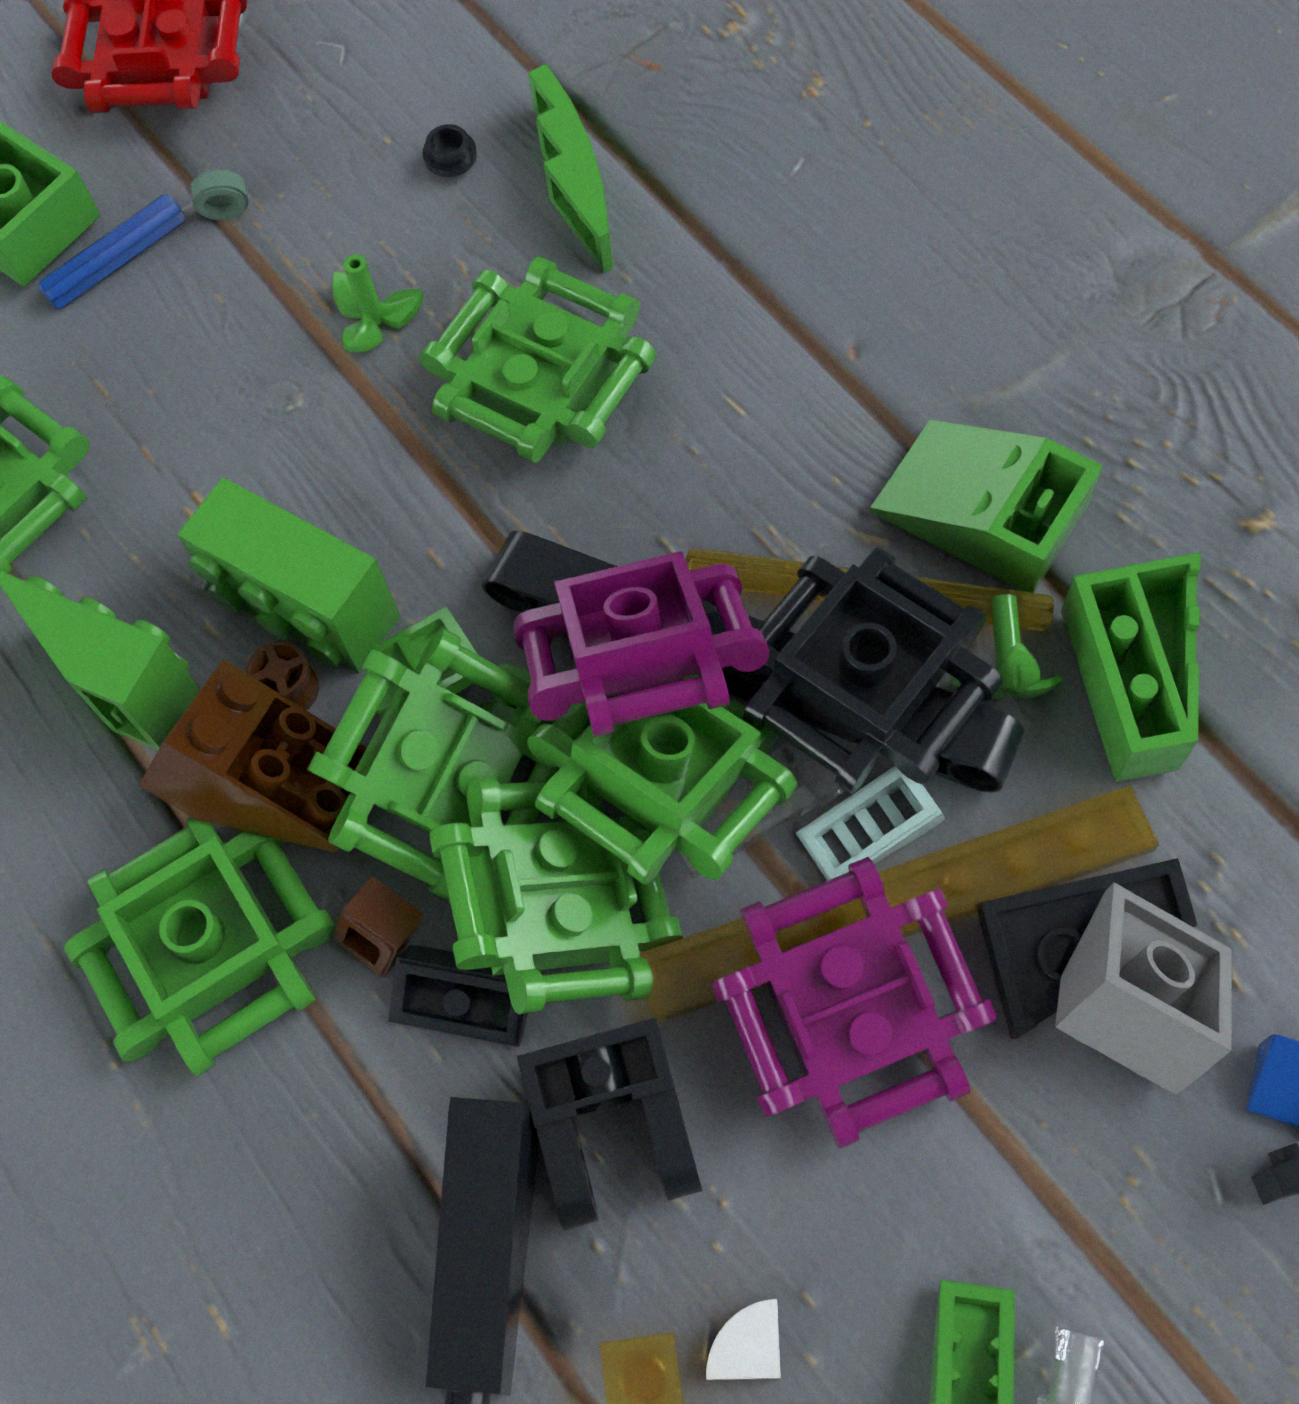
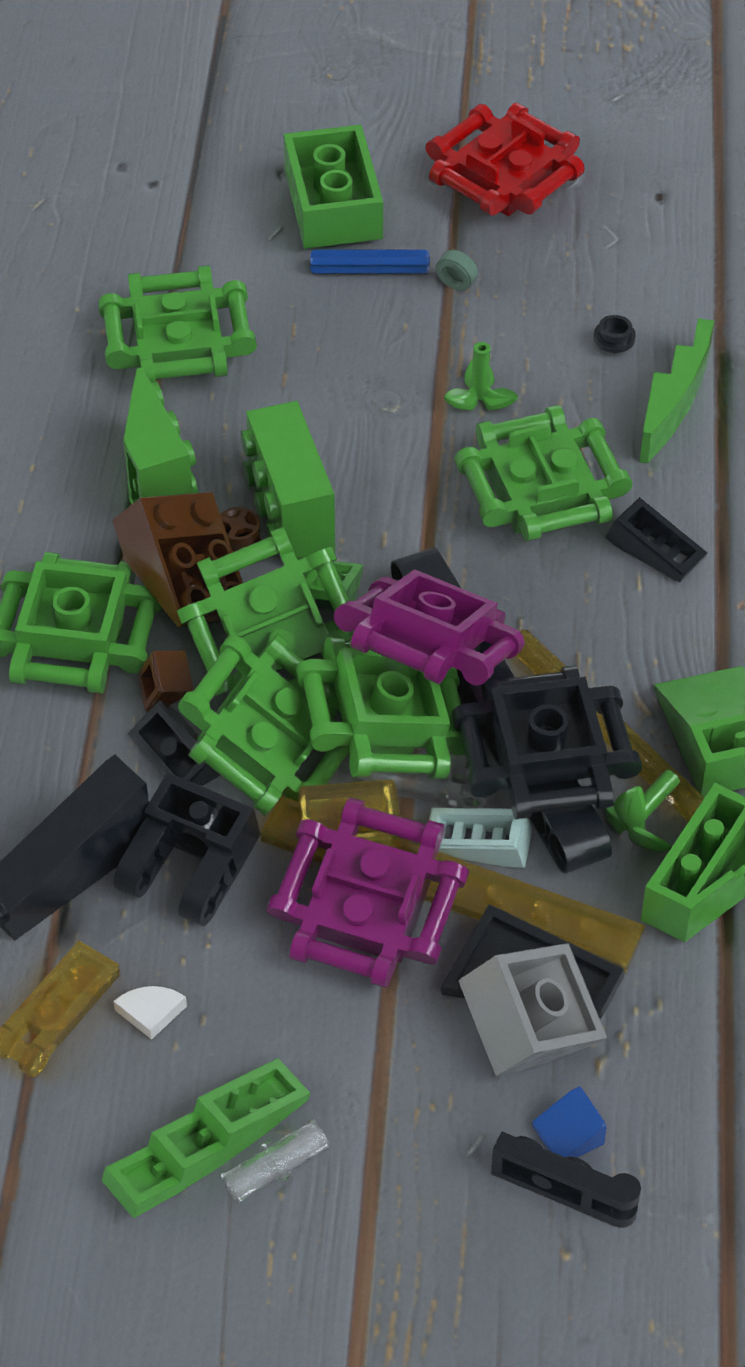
camera: 35 degrees right, 15 degrees down
(696, 365) = (653, 524): none -> black slope
(714, 936) = (327, 802): none -> clear yellow slope

